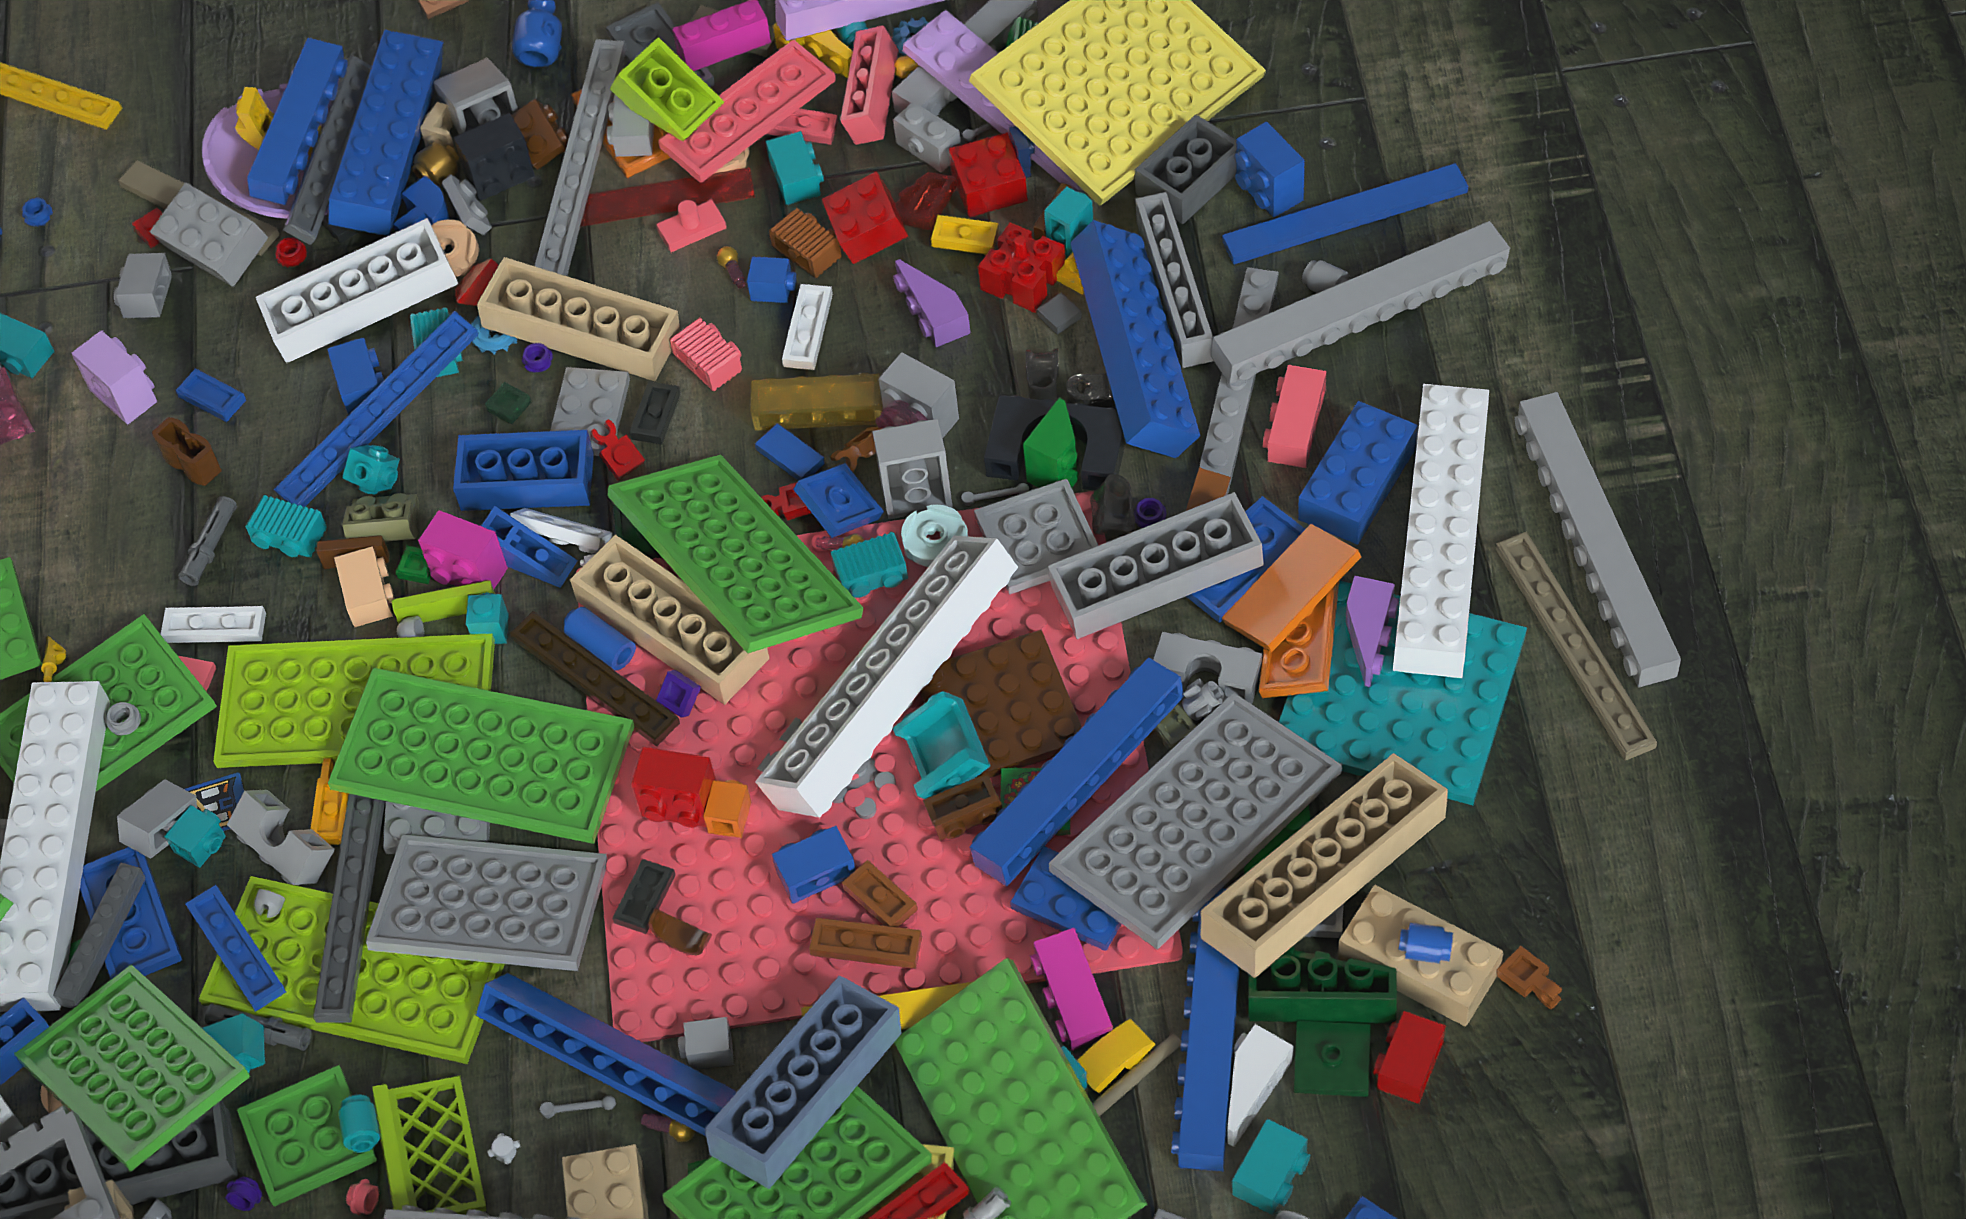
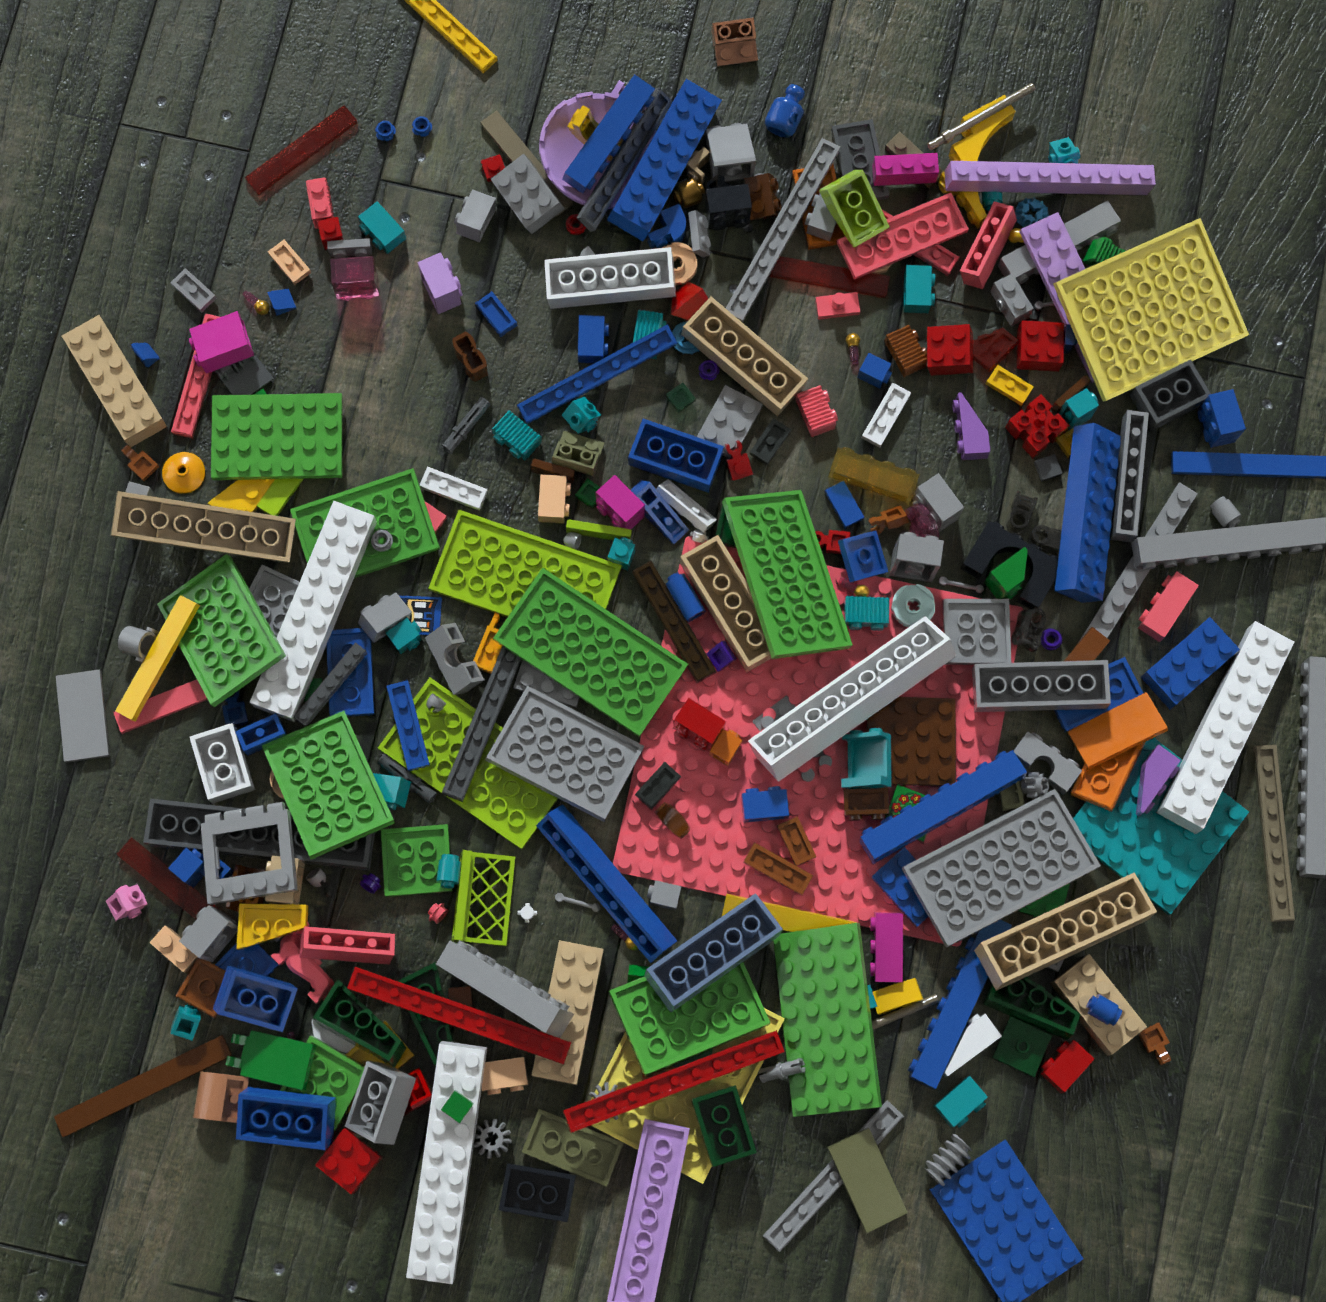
camera: 10 degrees right, 20 degrees up
(54, 655) = (348, 474): yellow hand -> none

